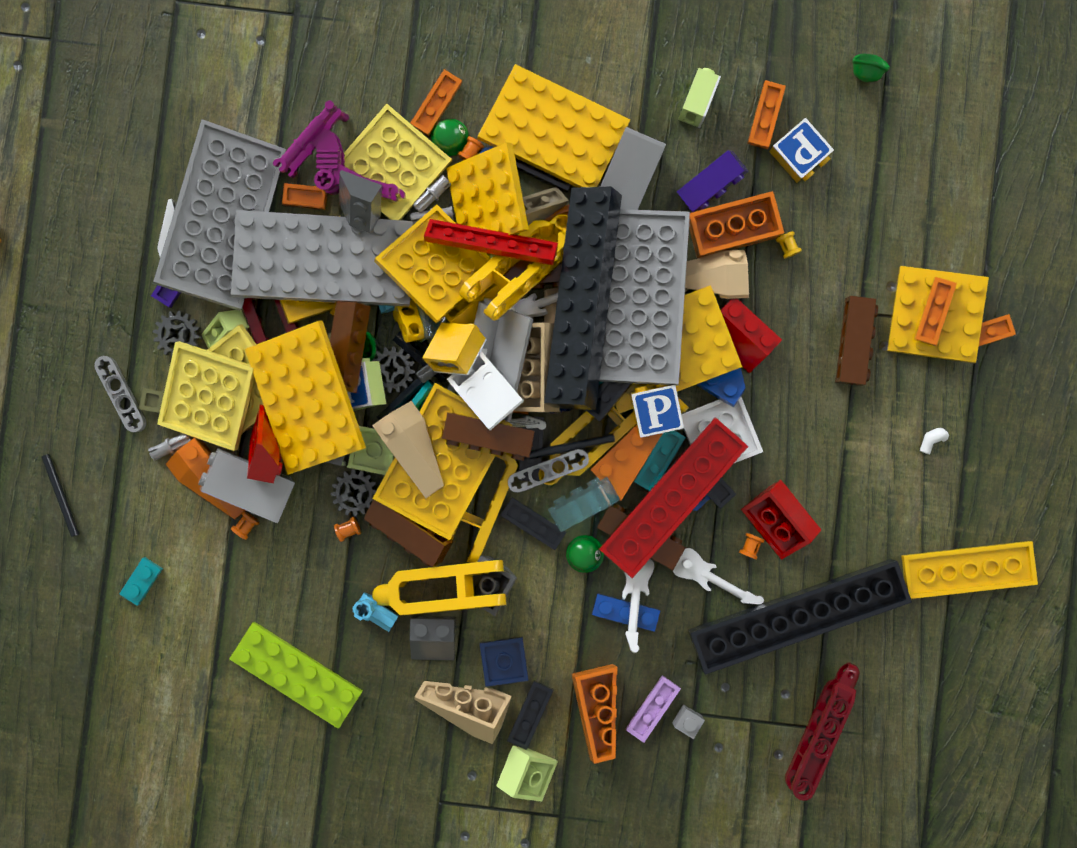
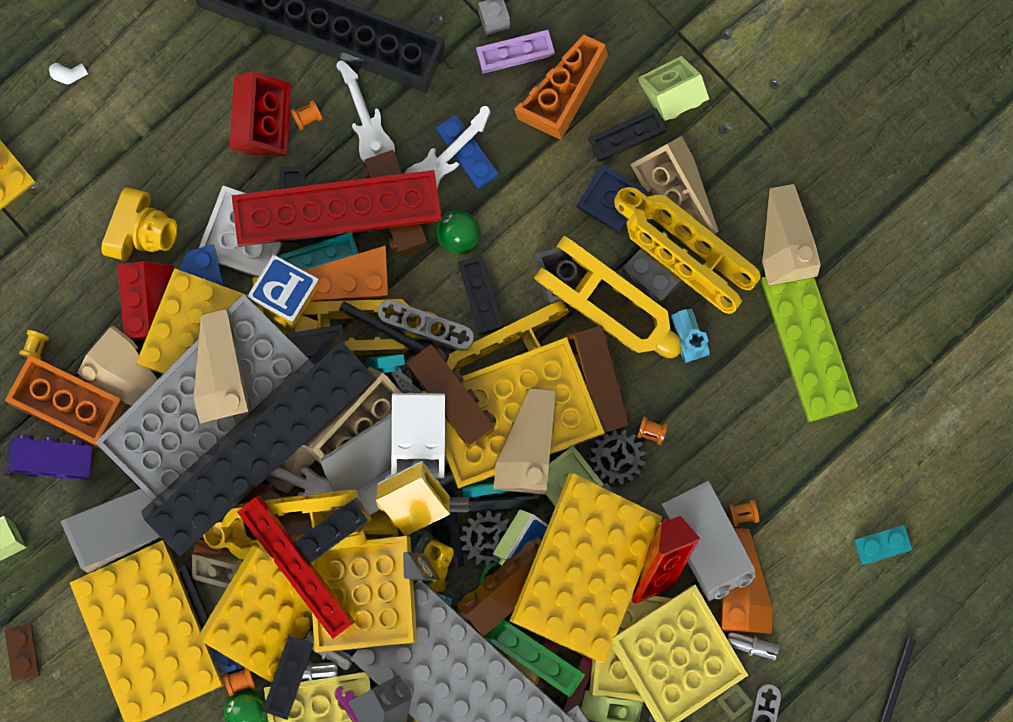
camera: 140 degrees left, 10 degrees down
(290, 315) = (535, 657): none -> green plate
(362, 732) = (788, 241): none -> tan wedge
(402, 682) = (701, 277): none -> yellow piece
(412, 307) = (418, 567): none -> dark grey slope
(440, 175) = (288, 677): none -> black plate
(484, 281) = (333, 530): none -> black plate
(552, 423) = (385, 363): none -> teal plate
(583, 503) = (419, 271): clear light blue brick -> none
(621, 54) = (22, 652): none -> reddish brown plate
(644, 316) = (219, 376): none -> tan wedge
(793, 376) = (137, 226): none -> yellow beam
(855, 341) = (54, 211): reddish brown brick -> none

